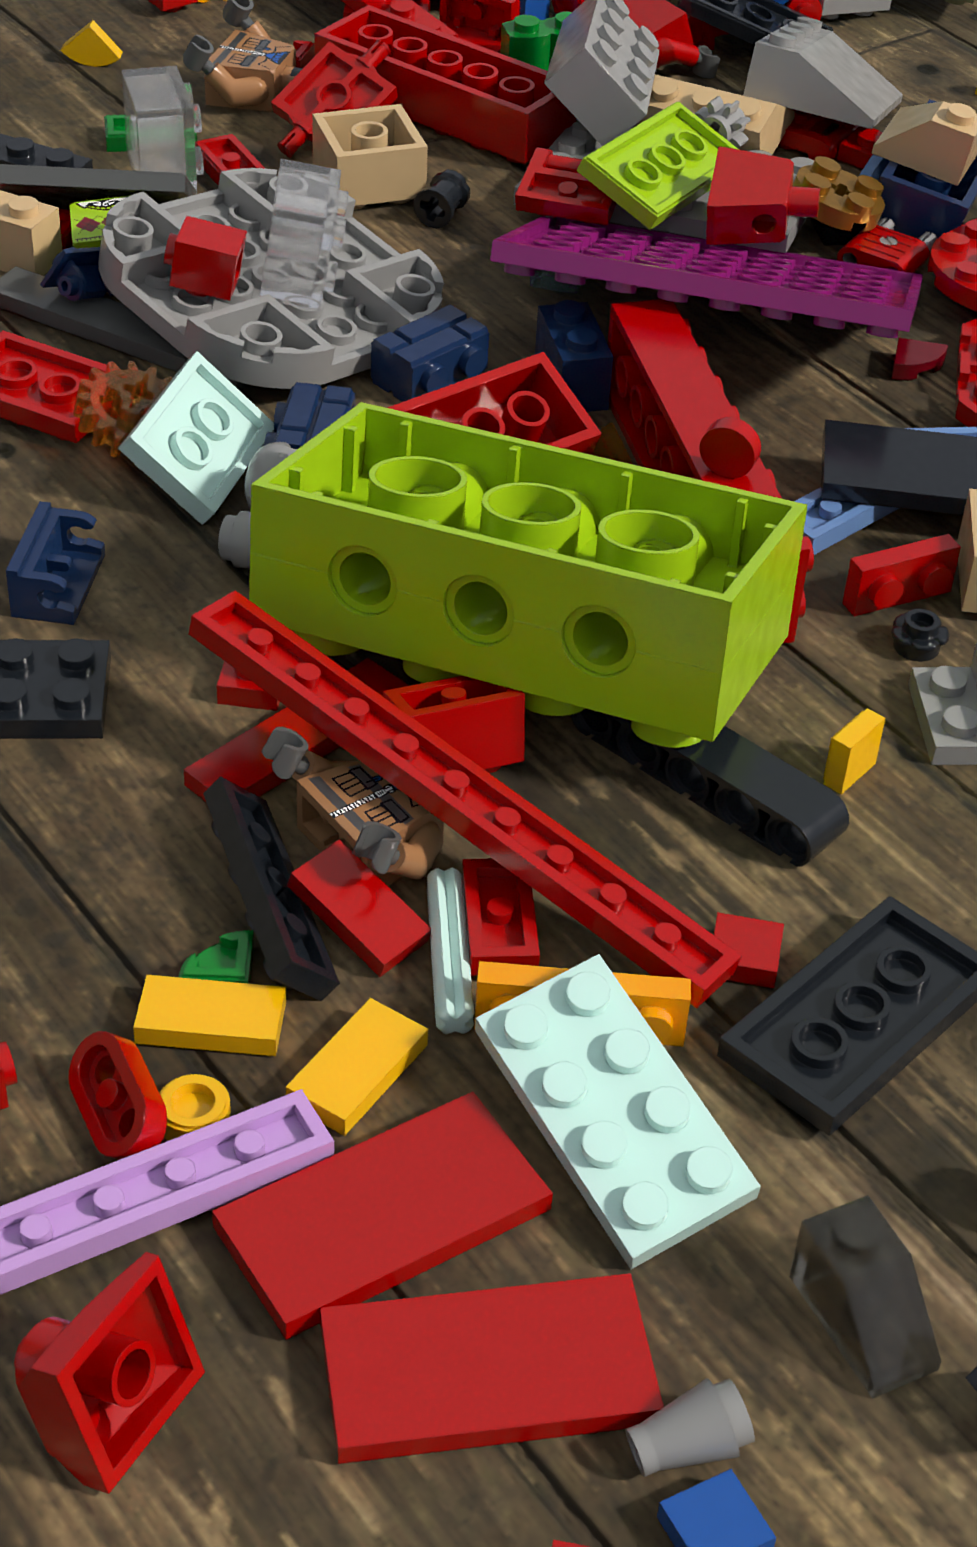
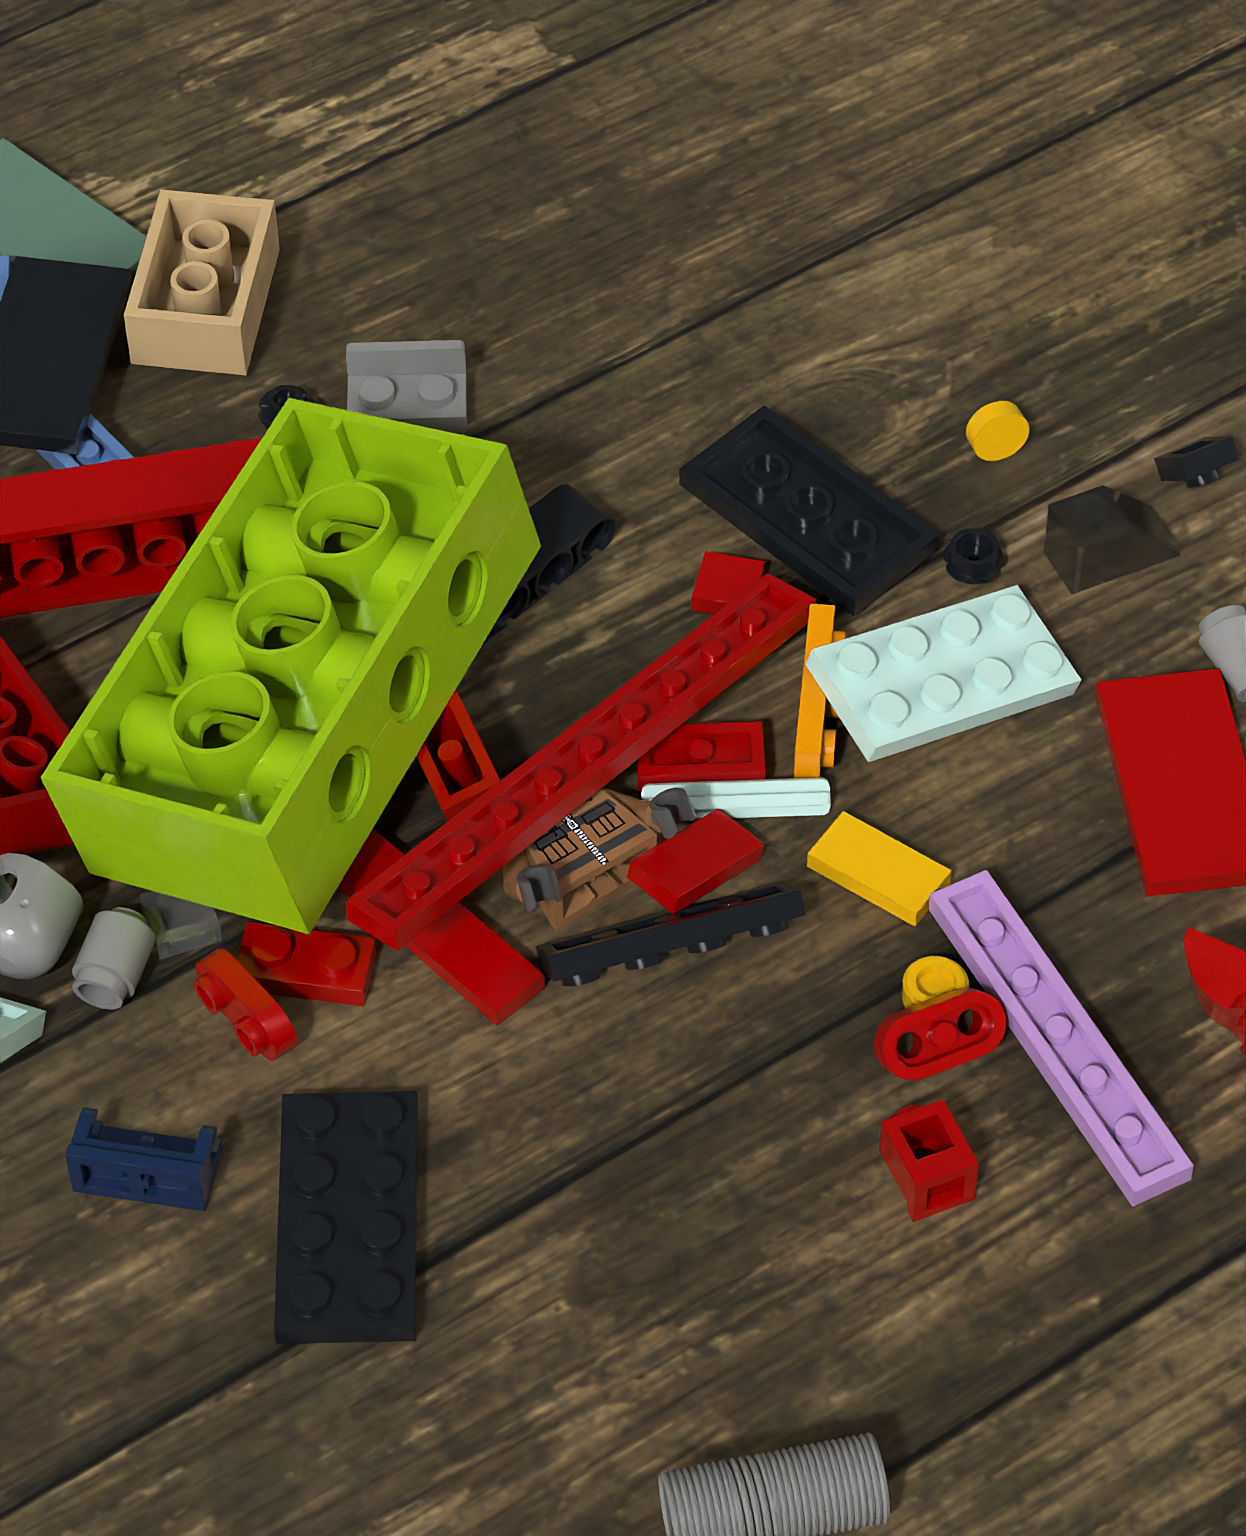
camera: 85 degrees left, 10 degrees up
(173, 617) = (255, 1014): none -> red plate
(210, 1015) = (823, 980): yellow tile -> none
(224, 961) = (757, 976): green tile -> none
(380, 1212) = (1040, 847): red tile -> none
(730, 447) = (124, 470): red tile -> none
(818, 1149) = (973, 556): none -> black plate
(901, 574) = (201, 395): red plate -> none

